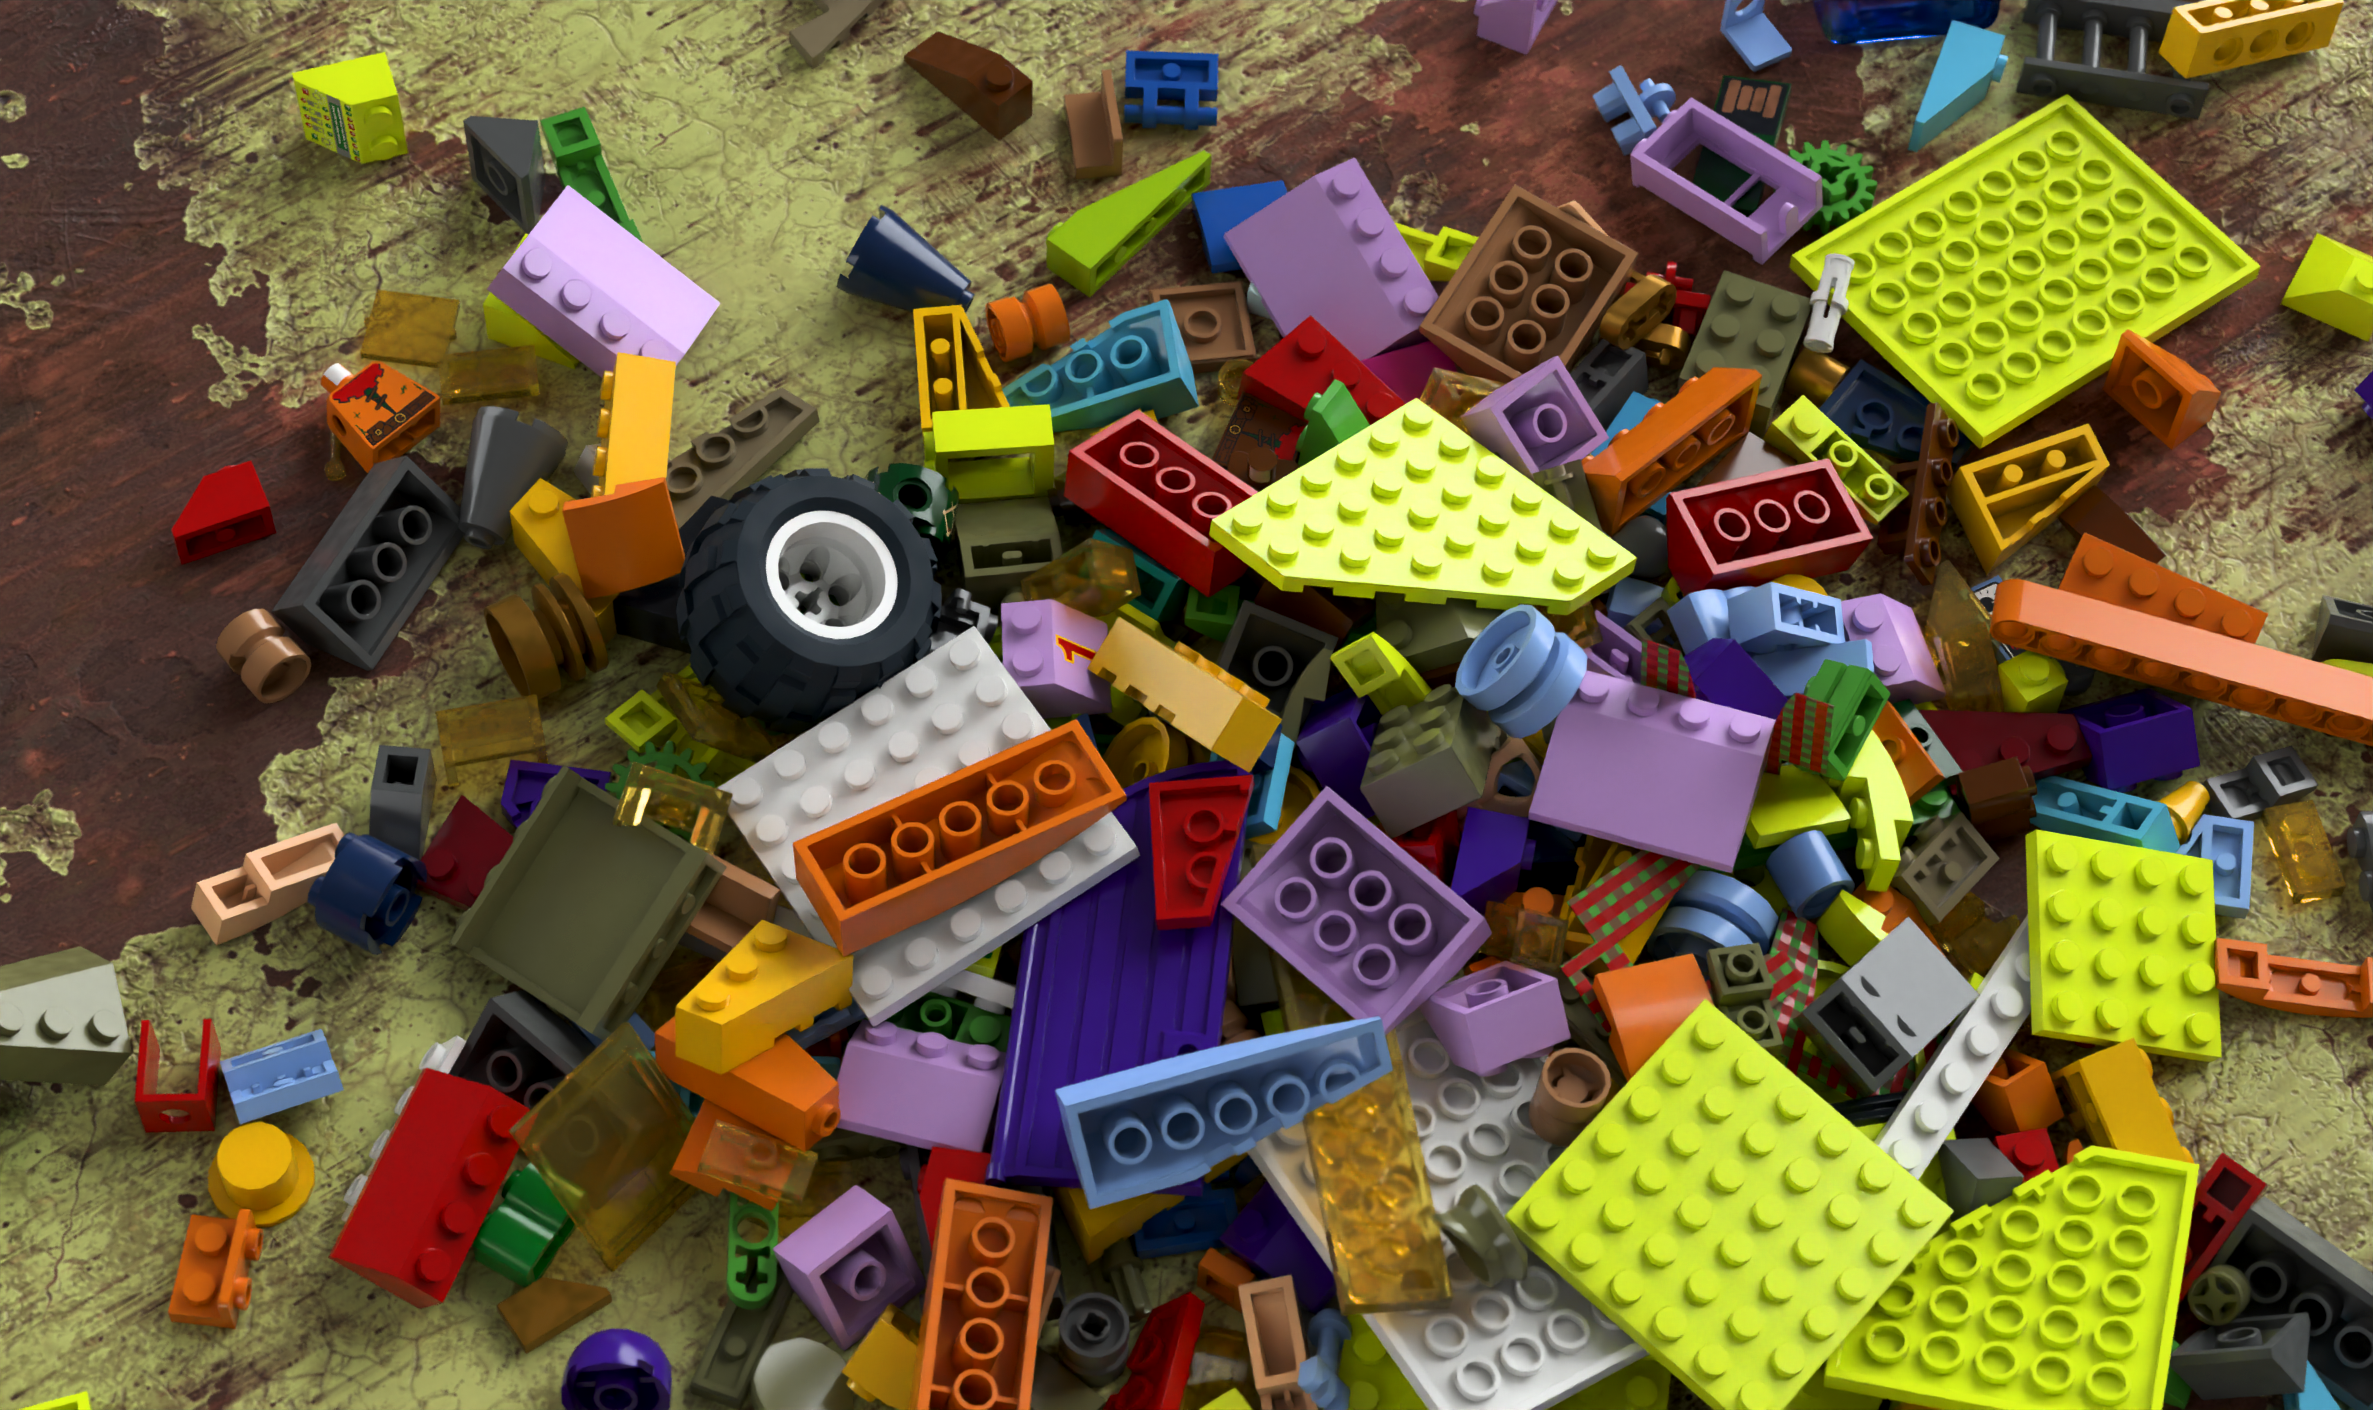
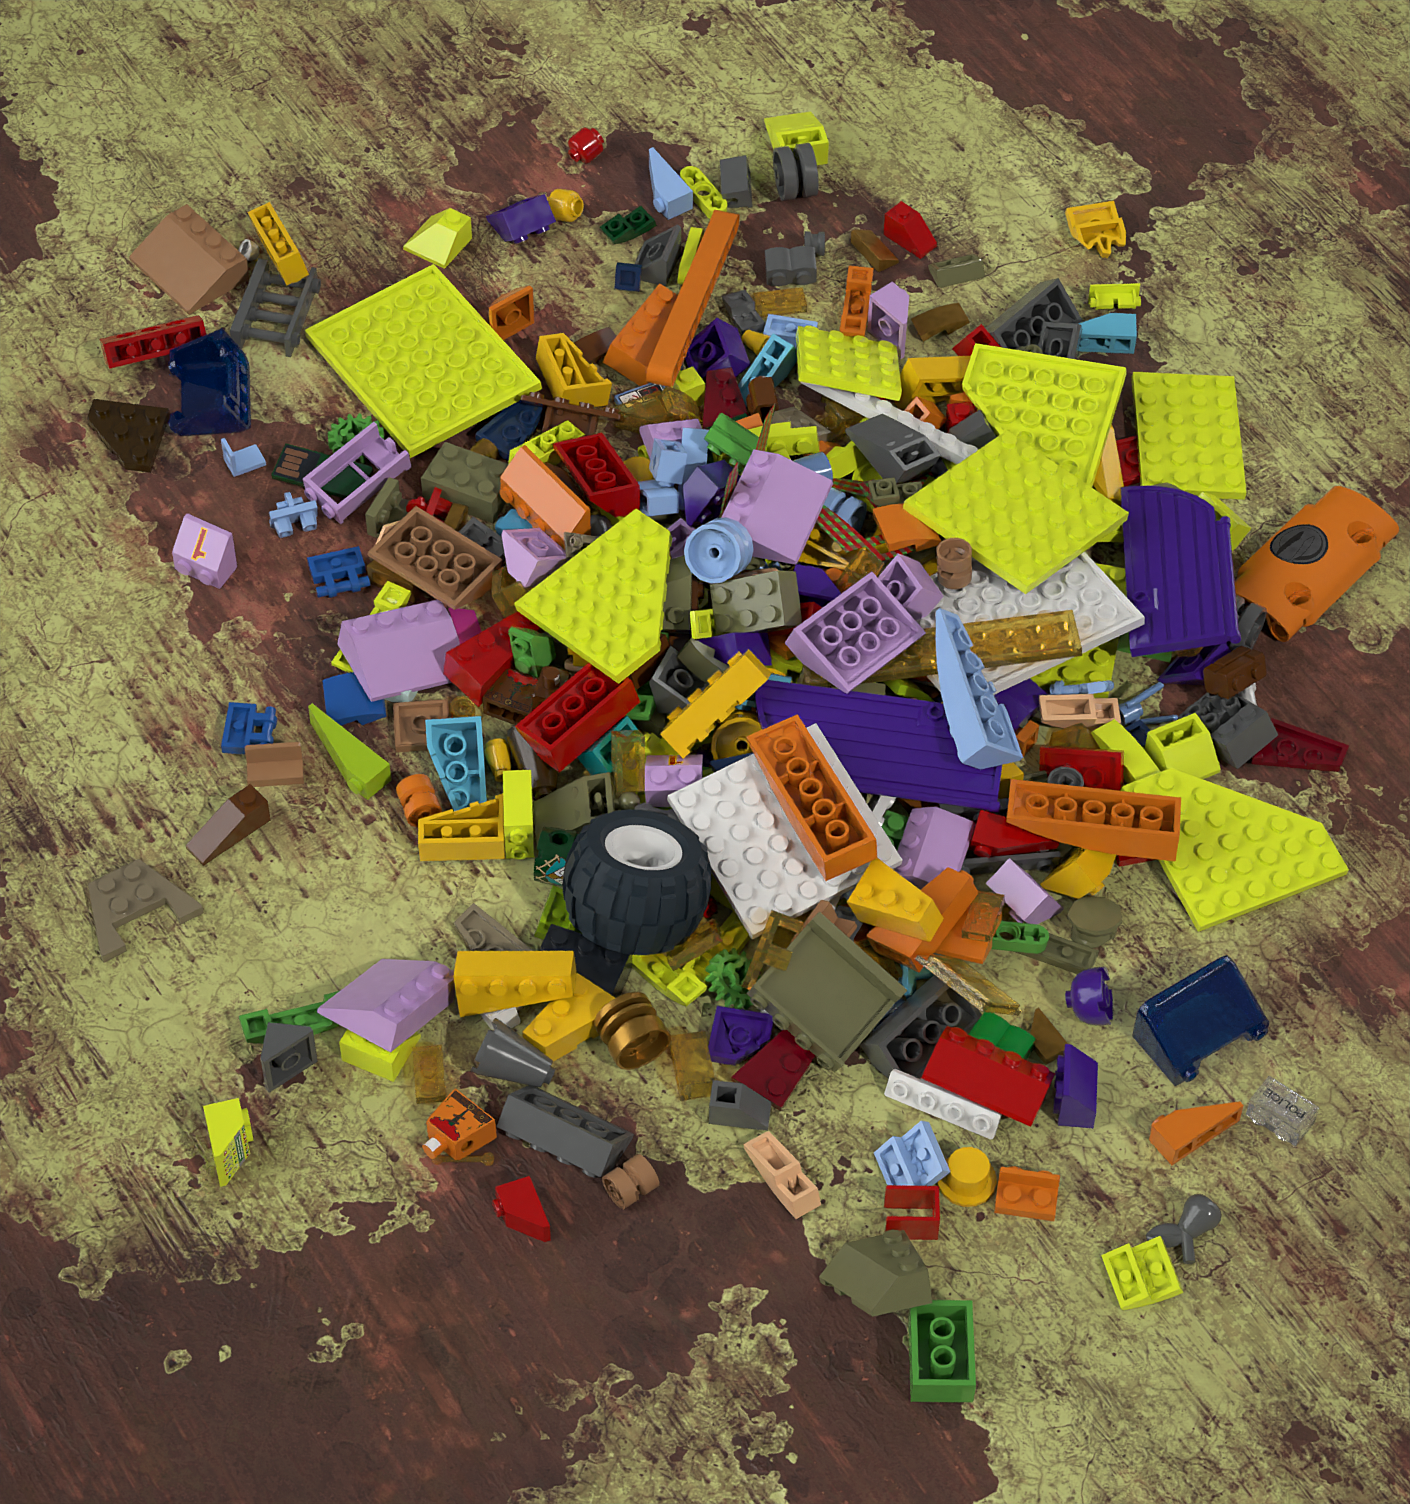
camera: 85 degrees left, 5 degrees down
(368, 892) = (800, 1116): dark blue brick -> none
(409, 328) = (384, 1121): clear yellow piece -> none
(414, 1341) = (1075, 1088): none -> dark purple slope
(624, 538) = (589, 970): orange slope -> none
(902, 268) = (374, 861): dark blue cone -> none
(1193, 845) = (815, 701): red wing -> none
(1483, 1238) = (1041, 593): olive hat -> none
(1518, 163) = (335, 566): none -> blue plate
(1638, 311) = (450, 513): pearl gold beam -> none
(1660, 234) = (386, 508): none -> olive bracket
(1834, 276) = (448, 434): white pin -> none
(1959, 79) = (288, 375): medium azure slope -> none
(2271, 1034) = (889, 316): none -> lavender slope
(2305, 583) = (628, 276): none -> dark blue plate
(2309, 1139) = (946, 317): none -> pearl gold slope

